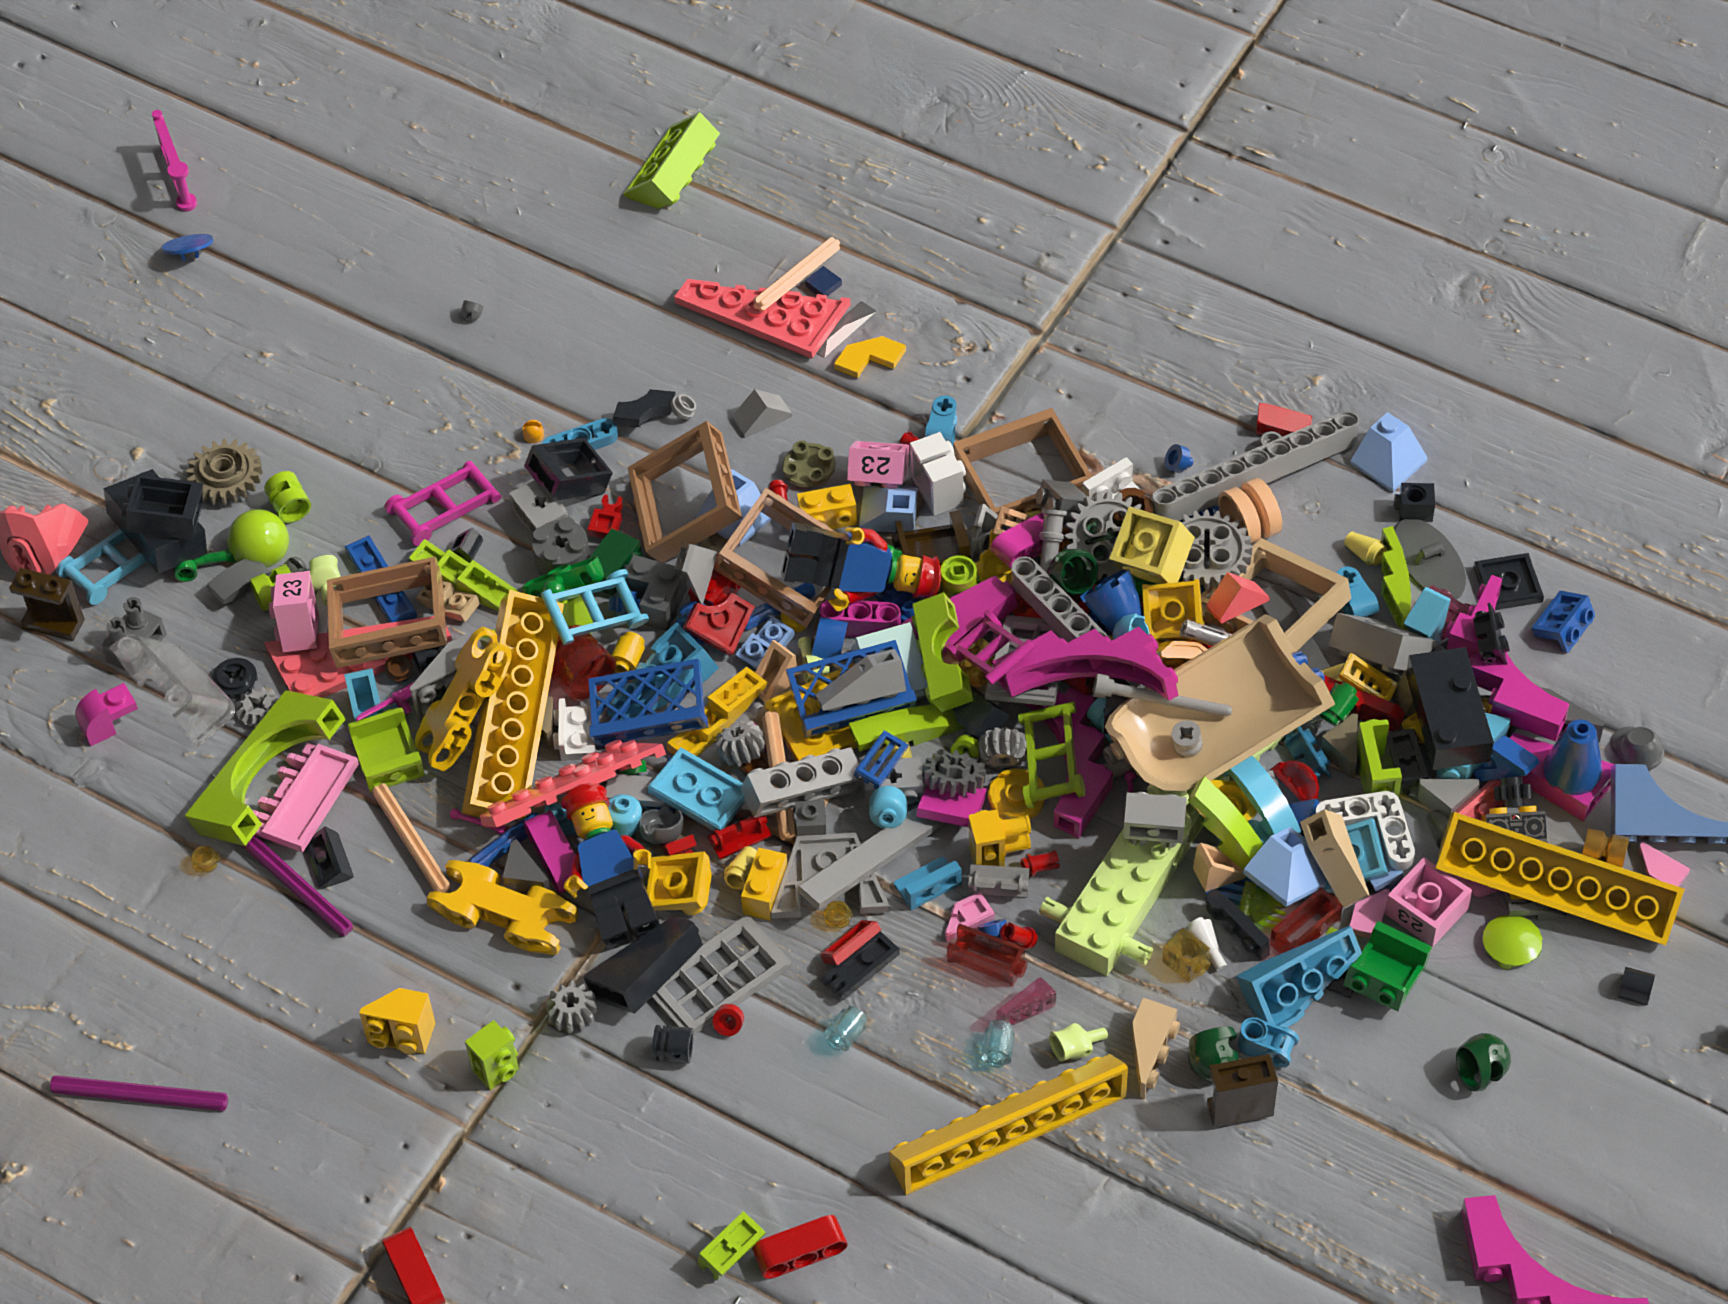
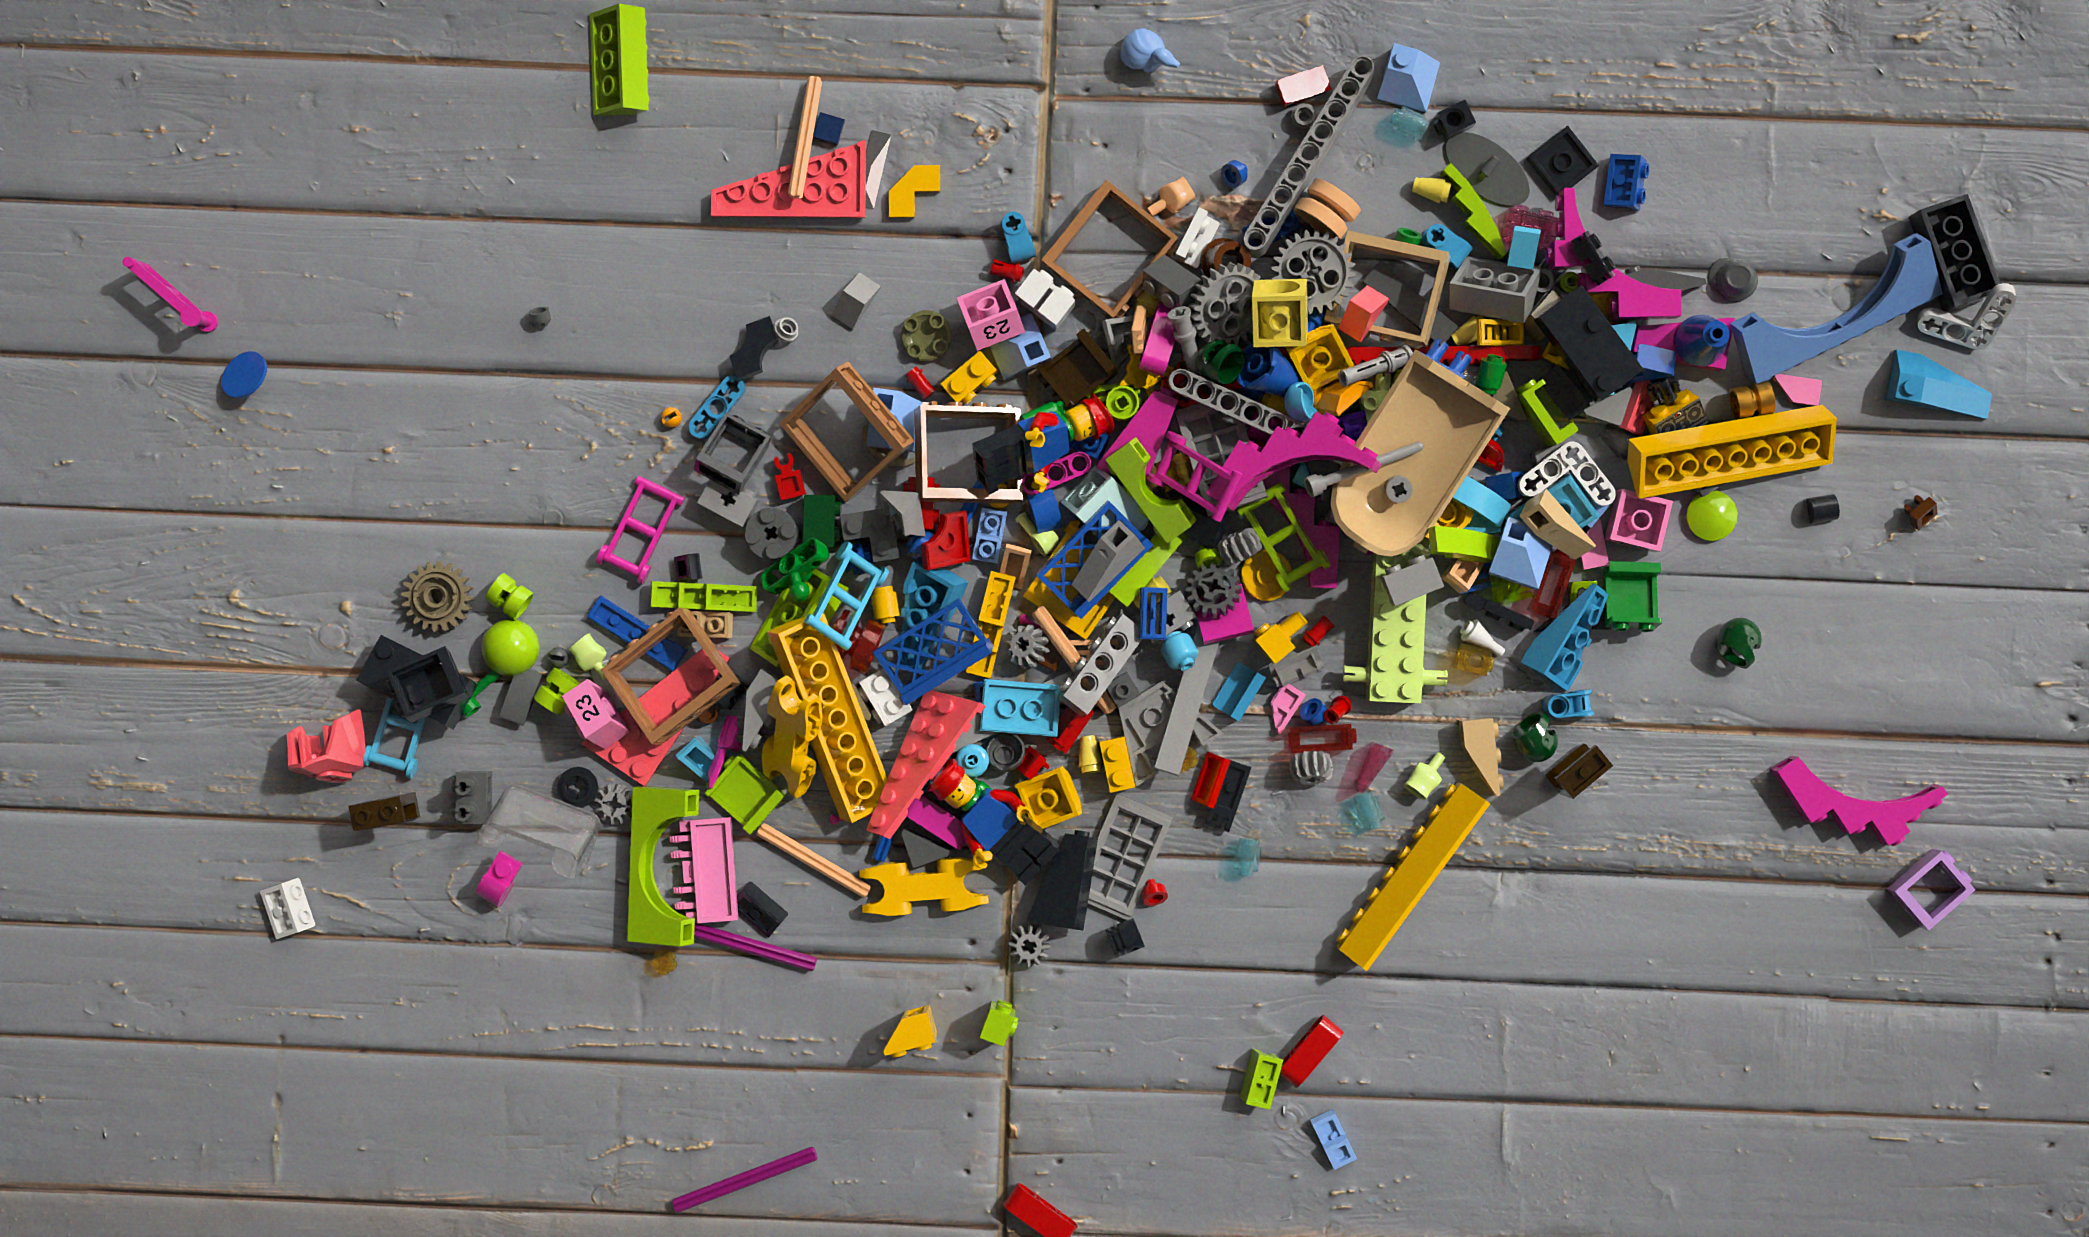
camera: 35 degrees left, 35 degrees up
(960, 972) = (1311, 767): none -> light grey gear
(1107, 453) = (1173, 197): none -> light nougat piece
(1149, 333) = (1146, 51): none -> light blue hair
(1370, 487) = (1409, 123): none -> clear light blue brick

